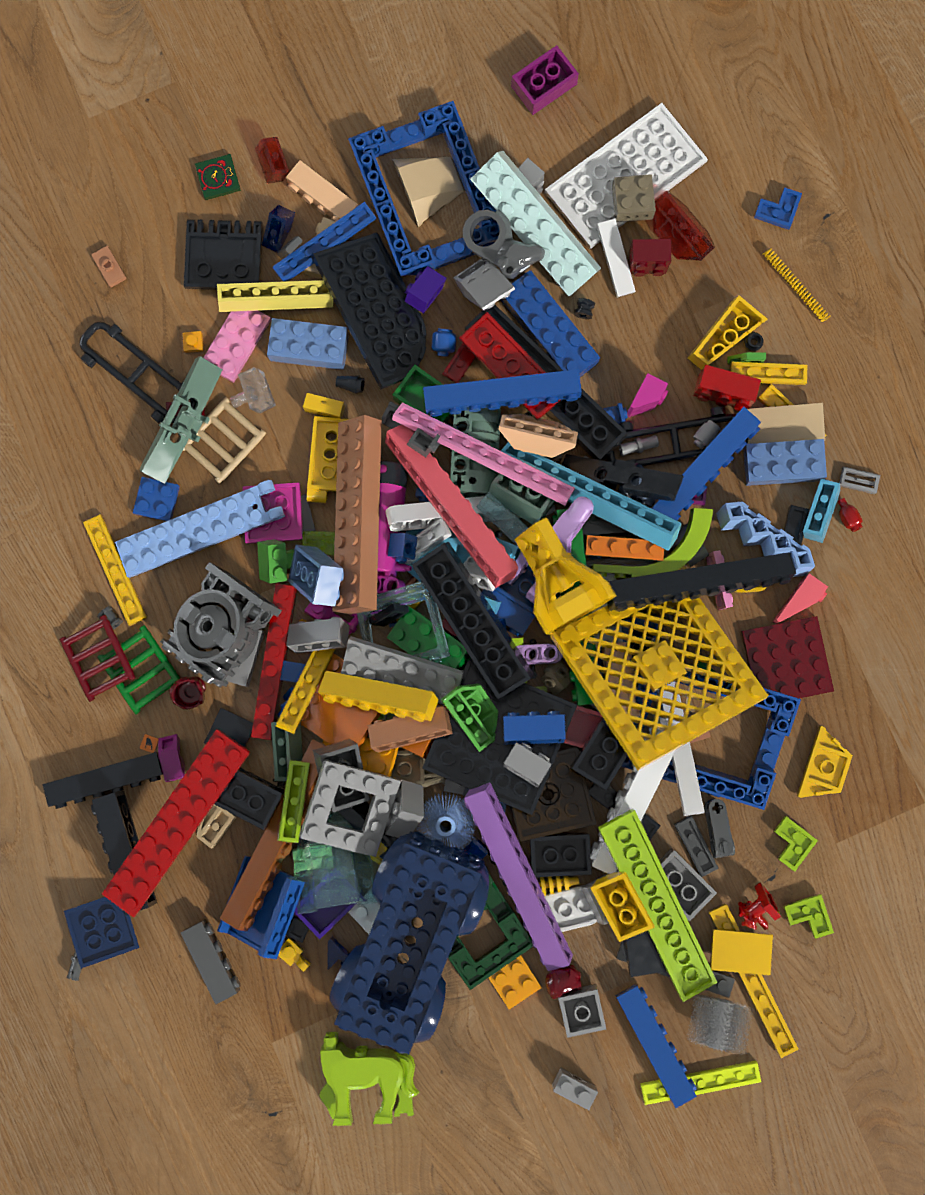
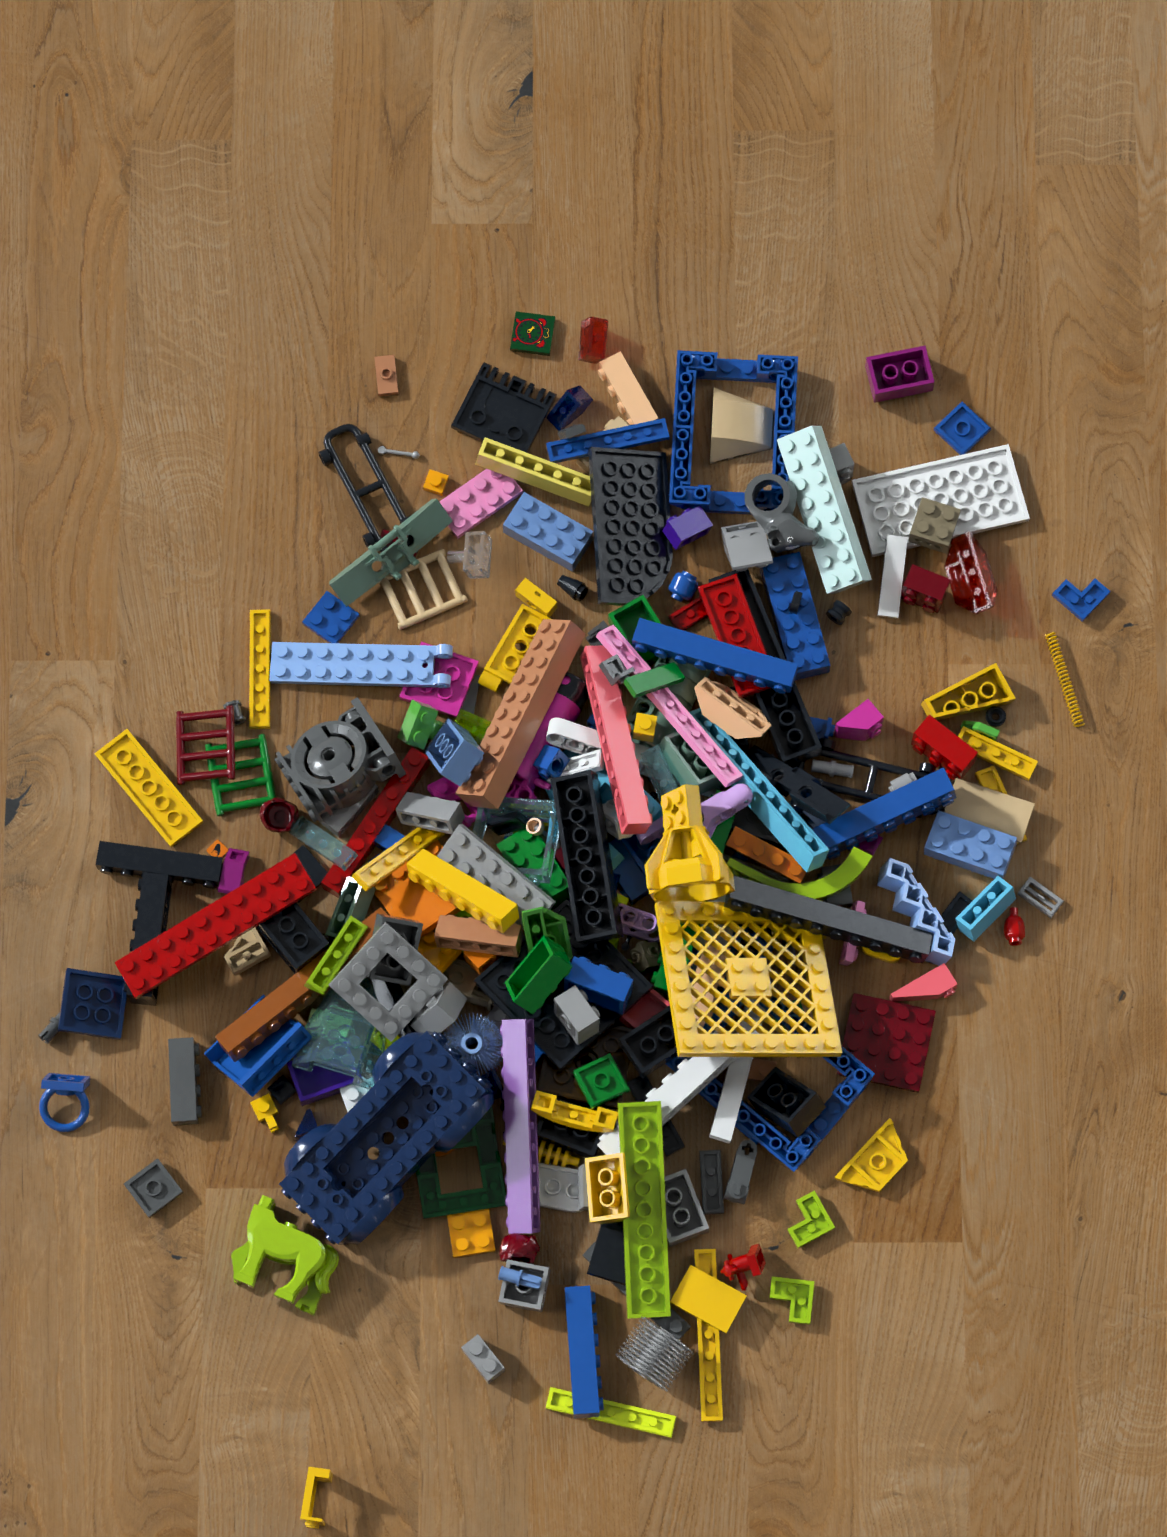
camera: 25 degrees right, 10 degrees down
(65, 716) = (149, 788): none -> yellow plate
(108, 1012) = (64, 1085): none -> blue tile
(134, 333) = (382, 450): none -> light grey hinge
(226, 1066) = (153, 1188): none -> dark grey plate
(238, 701) = (323, 843): none -> clear light blue tile
(415, 608) = (536, 827): none -> light nougat hinge
(460, 437) = (654, 679): none -> green tile
(470, 481) = (645, 727): none -> yellow brick
(479, 746) = (538, 974): none -> green piece
(548, 315) = (796, 601): none -> black tile
(561, 848) = (572, 1115): none -> yellow slope
(570, 808) = (601, 1081): none -> green tile
(578, 1011) = (519, 1278): none -> medium blue axle
(616, 106) = (962, 429): none -> blue plate
(733, 754) = (786, 1102): none -> black brick

